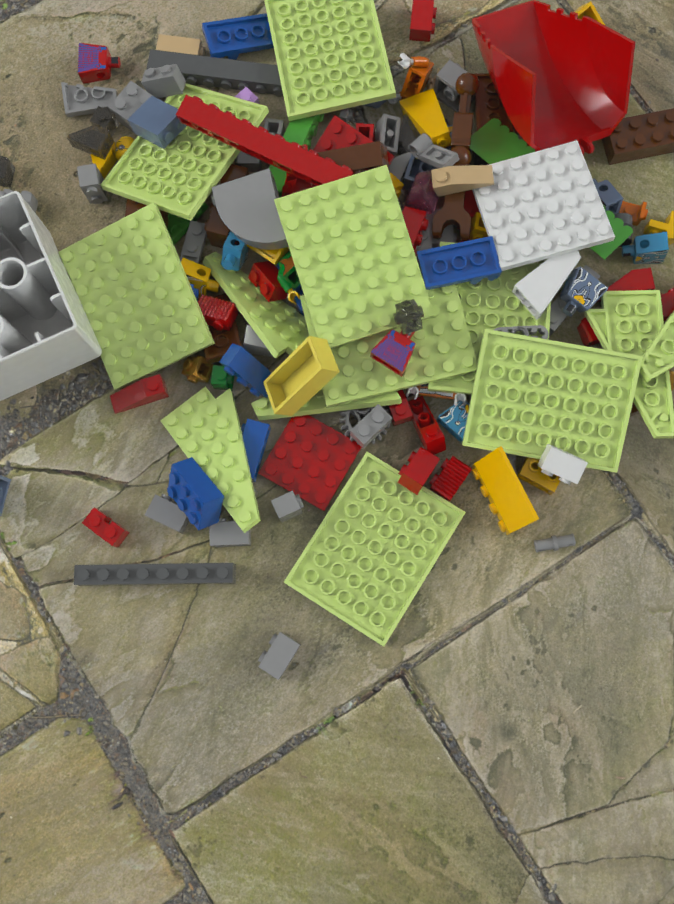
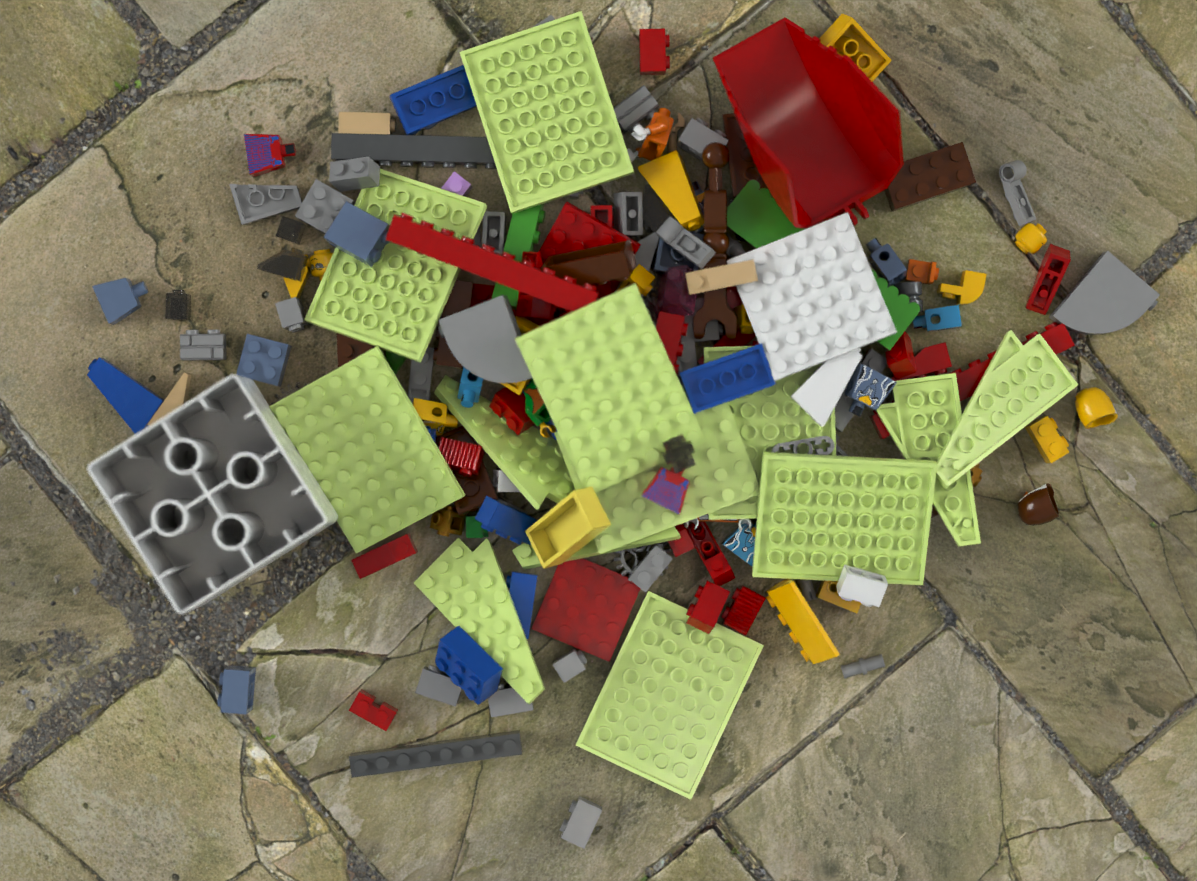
camera: 10 degrees left, 10 degrees up
(65, 219) = (264, 360): none -> sand blue brick
(393, 56) = (635, 109): none -> light grey brick
(610, 271) = (901, 357): none -> red brick

